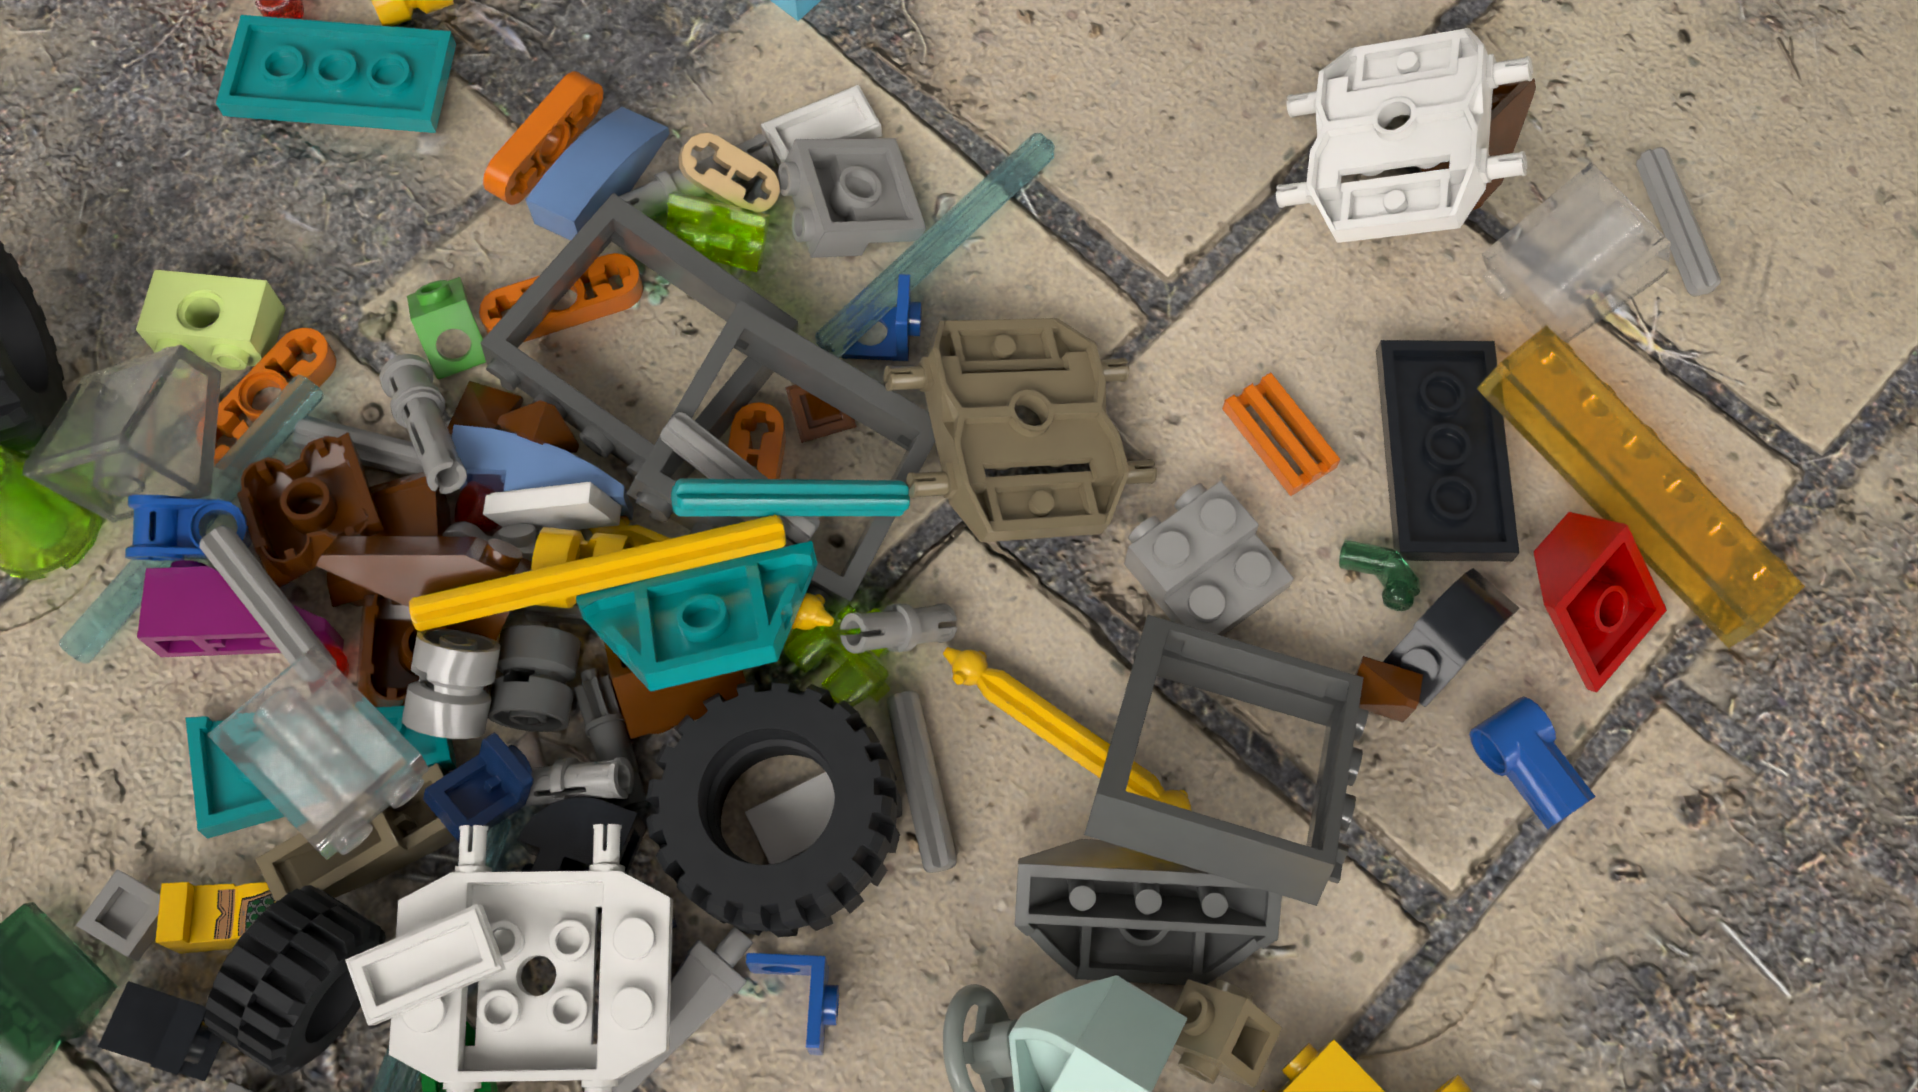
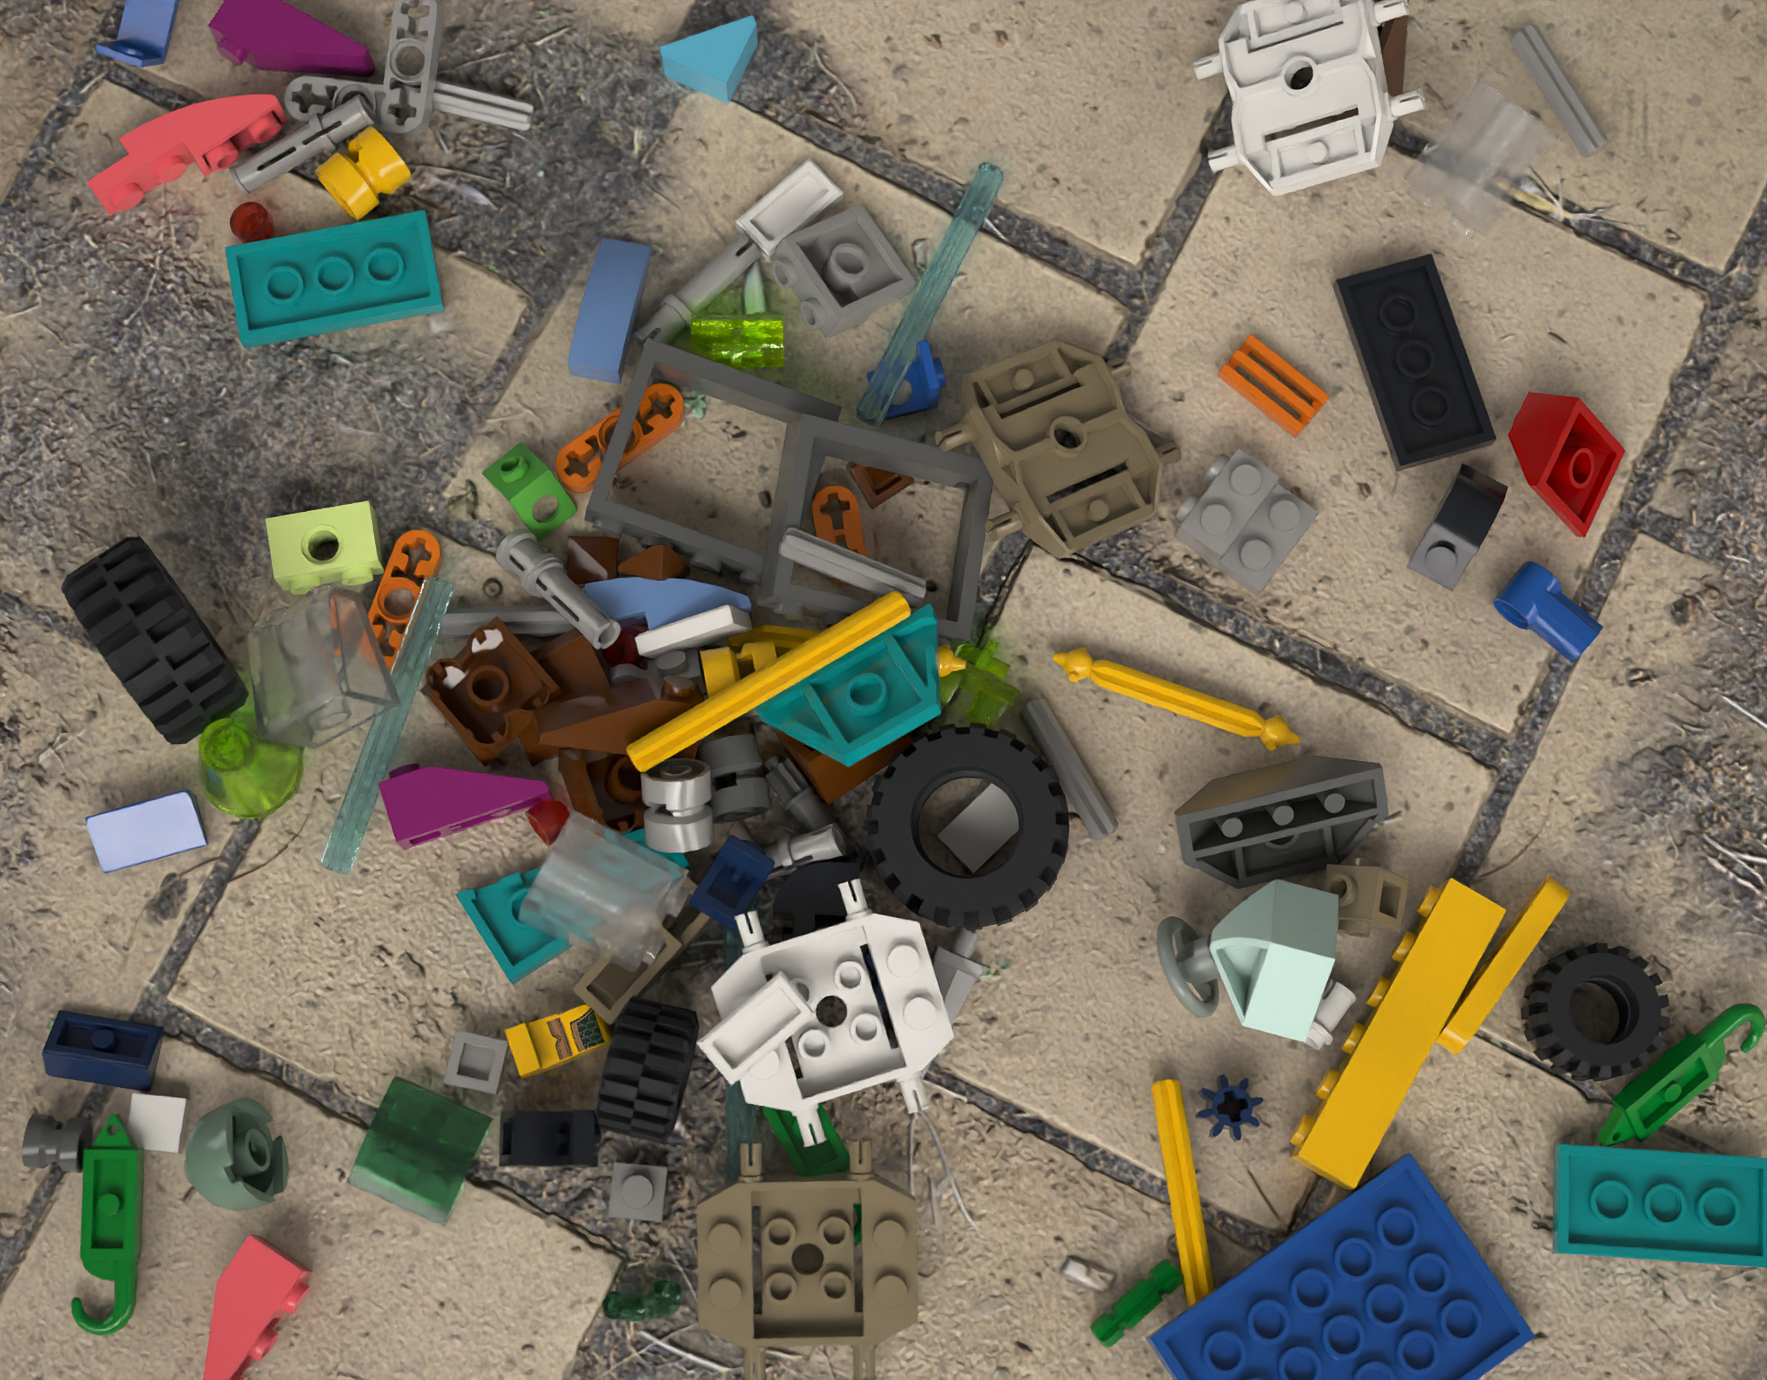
camera: 20 degrees left, 10 degrees up
(173, 526) = (396, 741): blue piece -> none
(260, 594) = (498, 783): light grey axle -> none
(543, 138) = (548, 290): orange beam -> none
(736, 163) = (733, 272): tan beam -> none
(789, 497) = (902, 573): teal axle -> none
(822, 997) = (1050, 961): blue bracket -> none
(898, 628) = (1015, 651): light grey pin -> none
(1210, 843) = (1315, 607): dark grey window -> none
(1388, 689) = (1417, 586): reddish brown slope -> none
(1389, 568) = (1392, 480): clear green arm -> none
(1640, 482) = (1579, 353): clear yellow brick -> none

